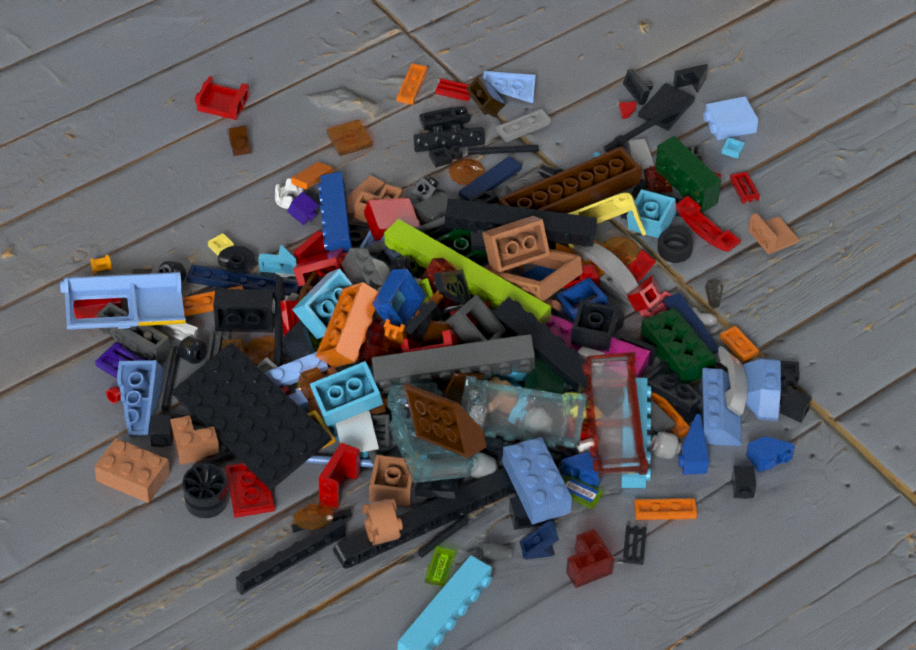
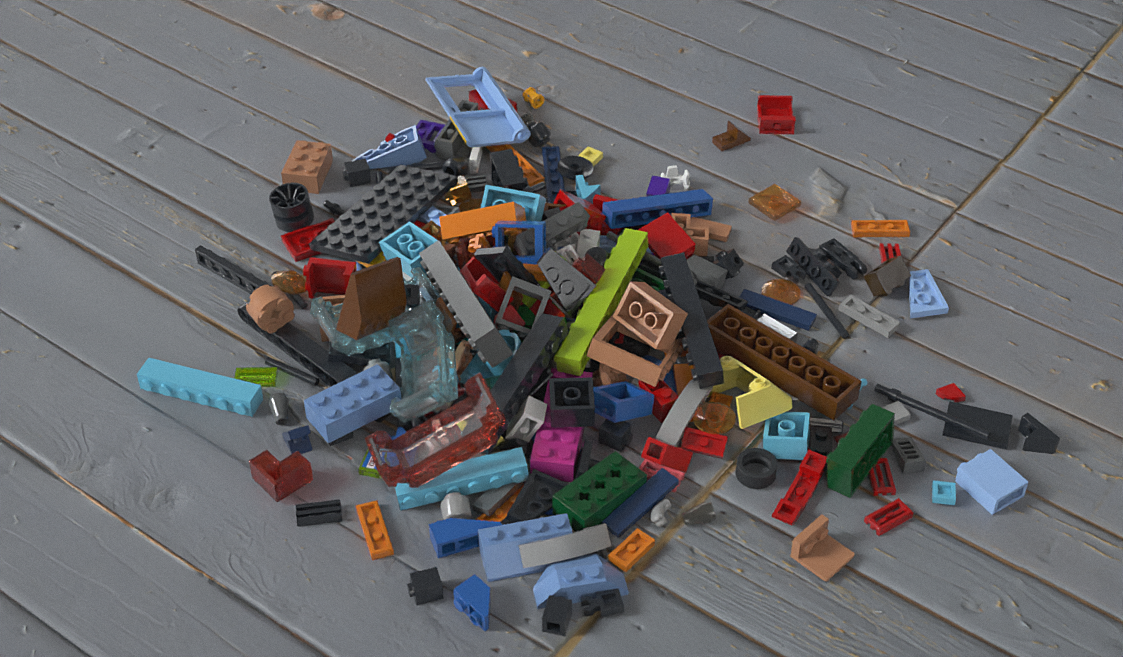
camera: 75 degrees right, 5 degrees down
(190, 443) = (349, 188): nougat brick -> none
(311, 175) = (694, 182): orange tile -> none
(636, 87) = (989, 392): black tile -> none

